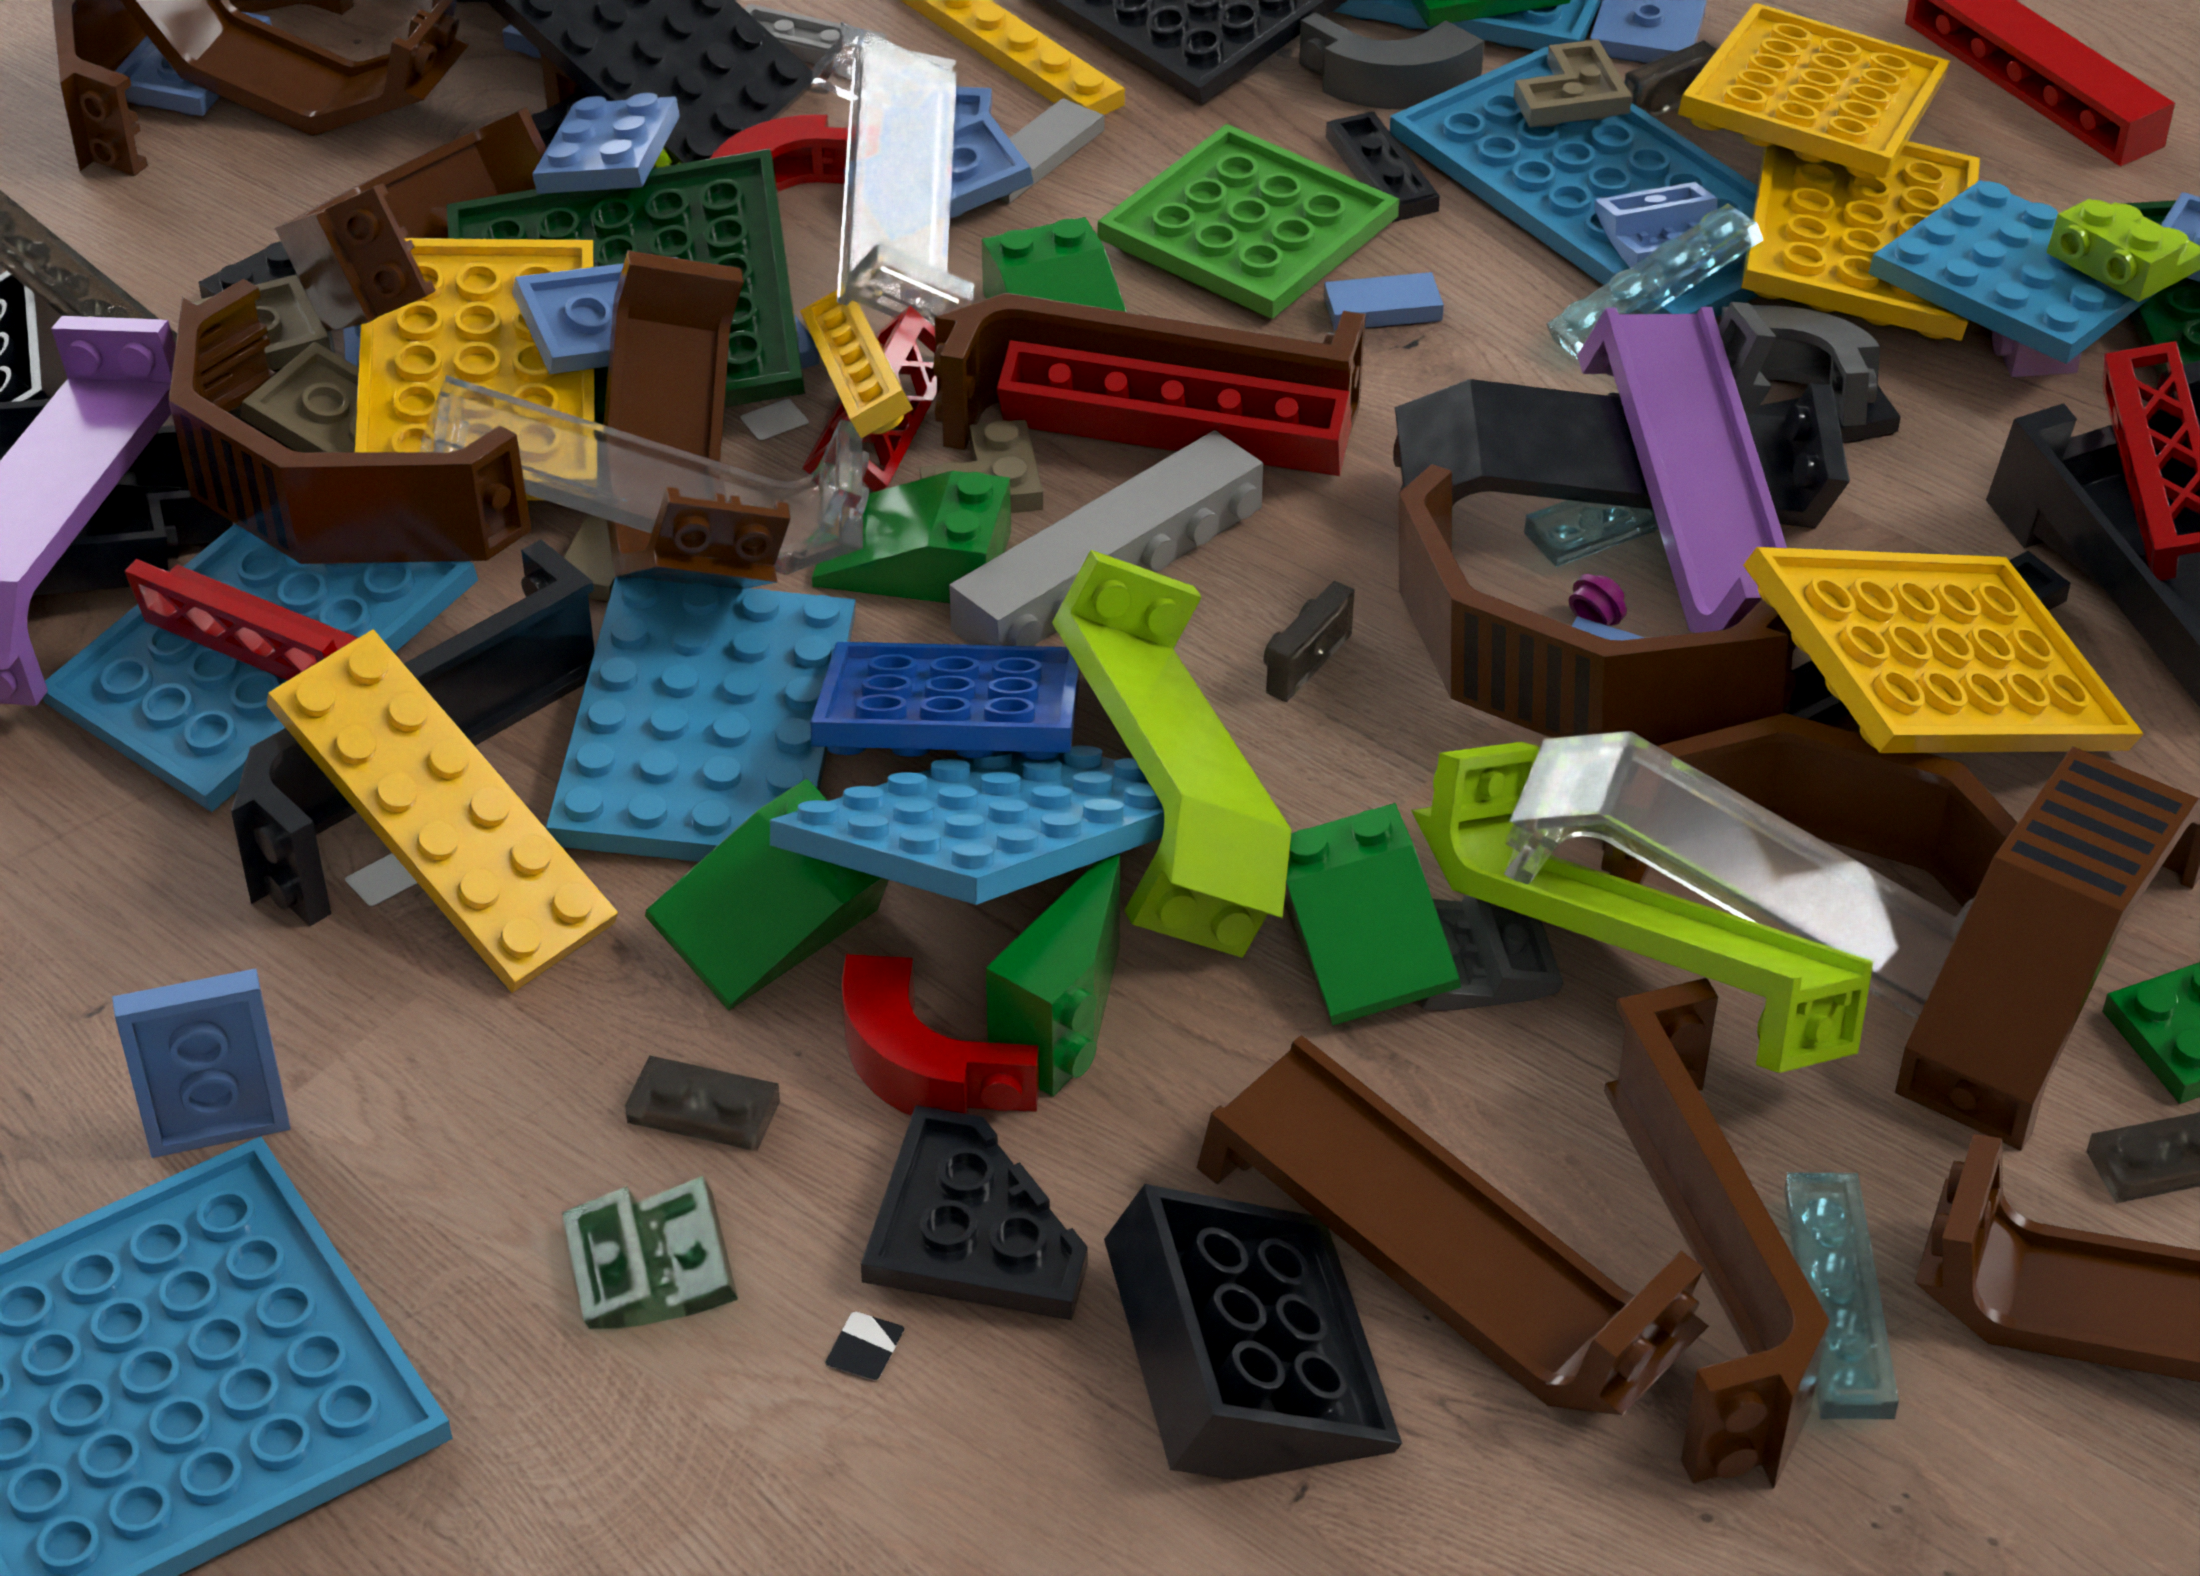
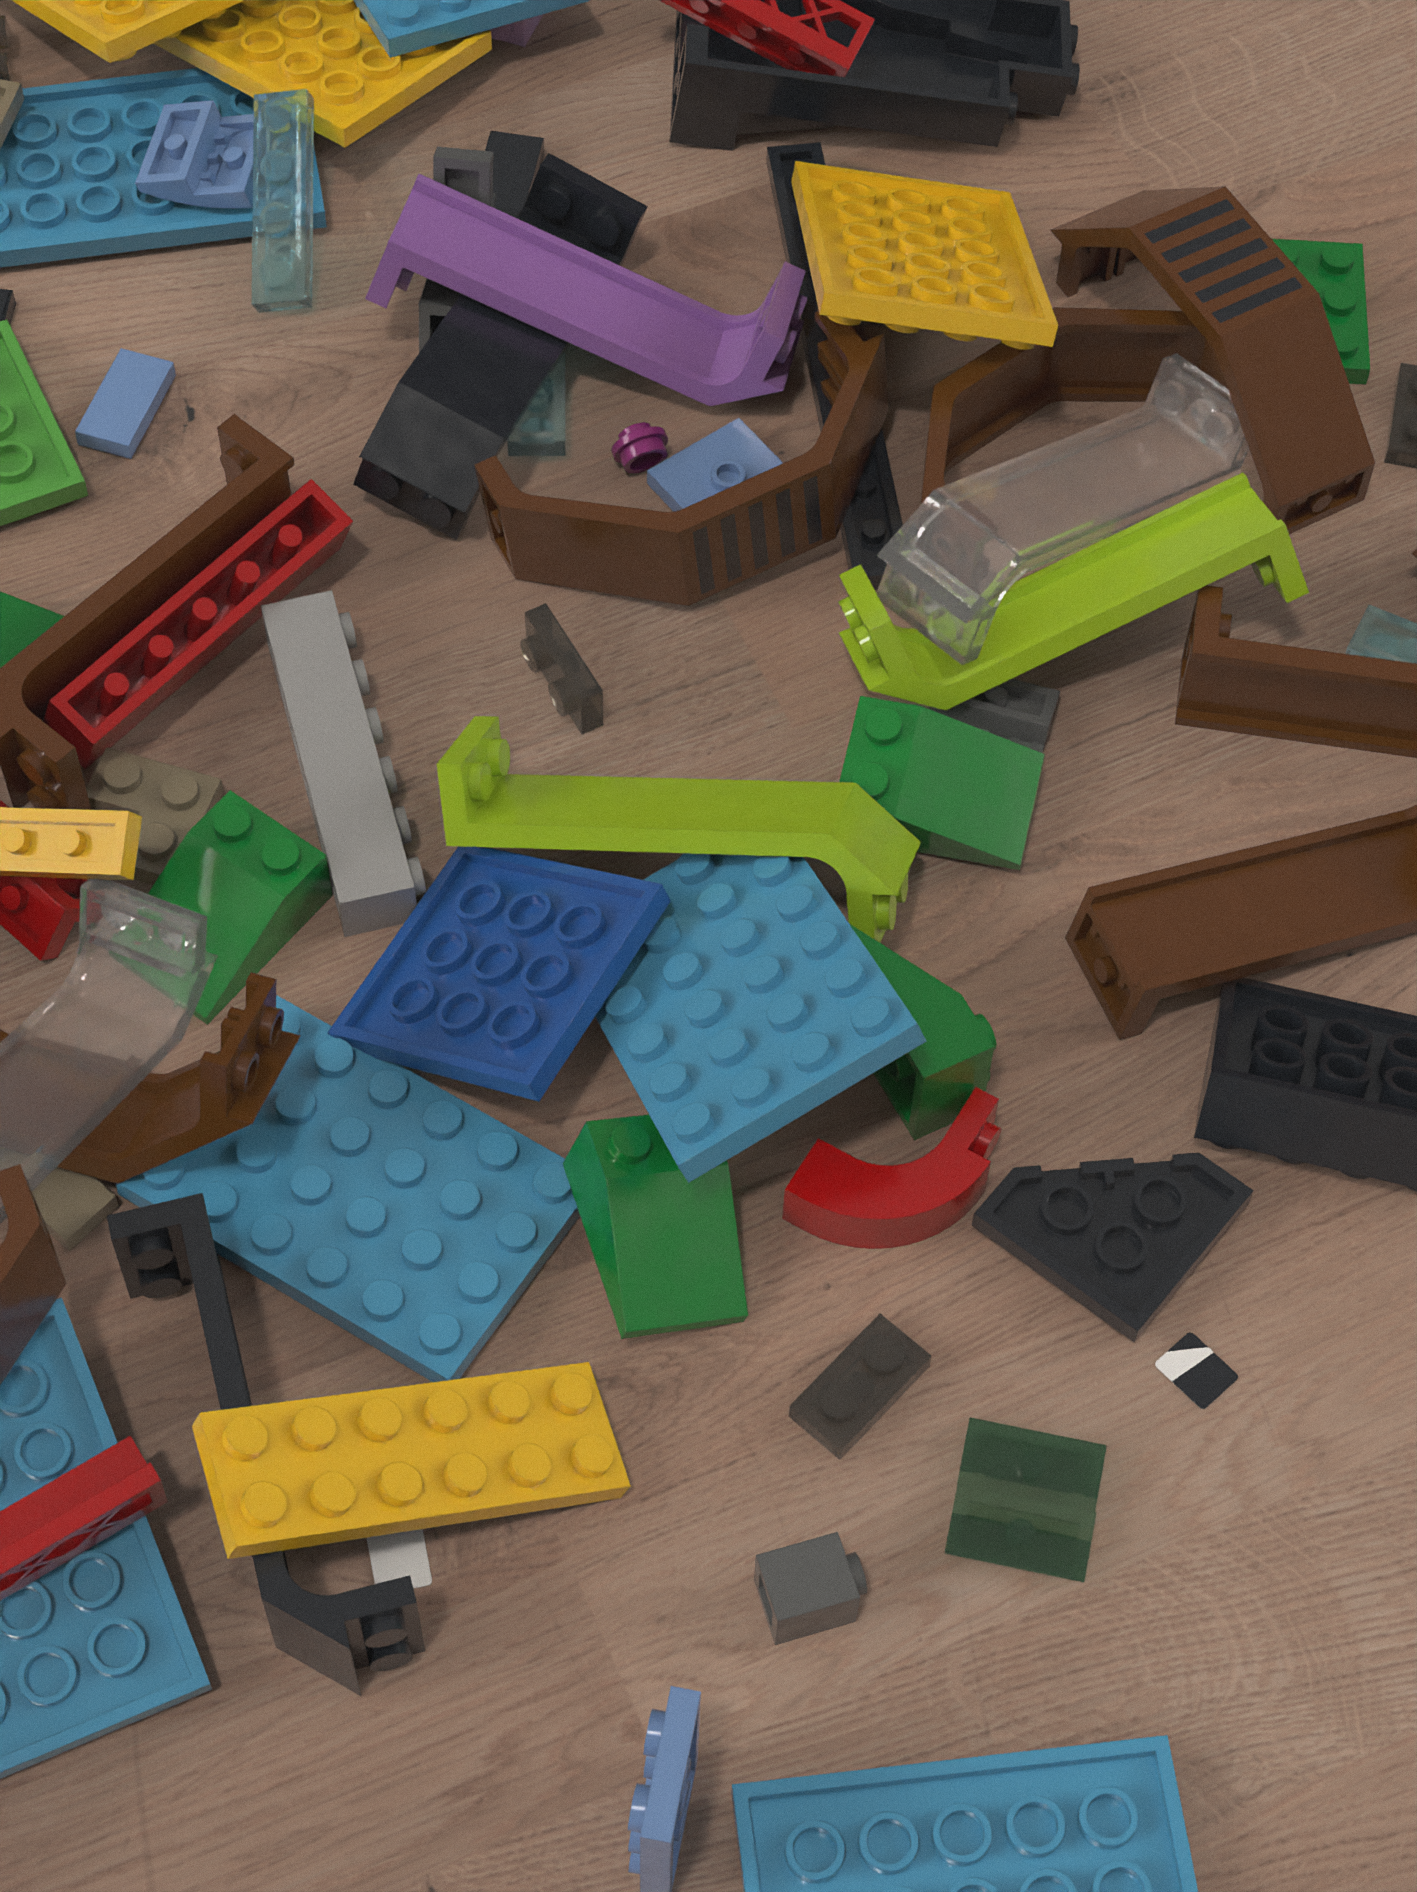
camera: 65 degrees left, 15 degrees up
(472, 1124) = (809, 1587): none -> dark grey brick
(1823, 351) = (407, 149): dark grey arch -> none

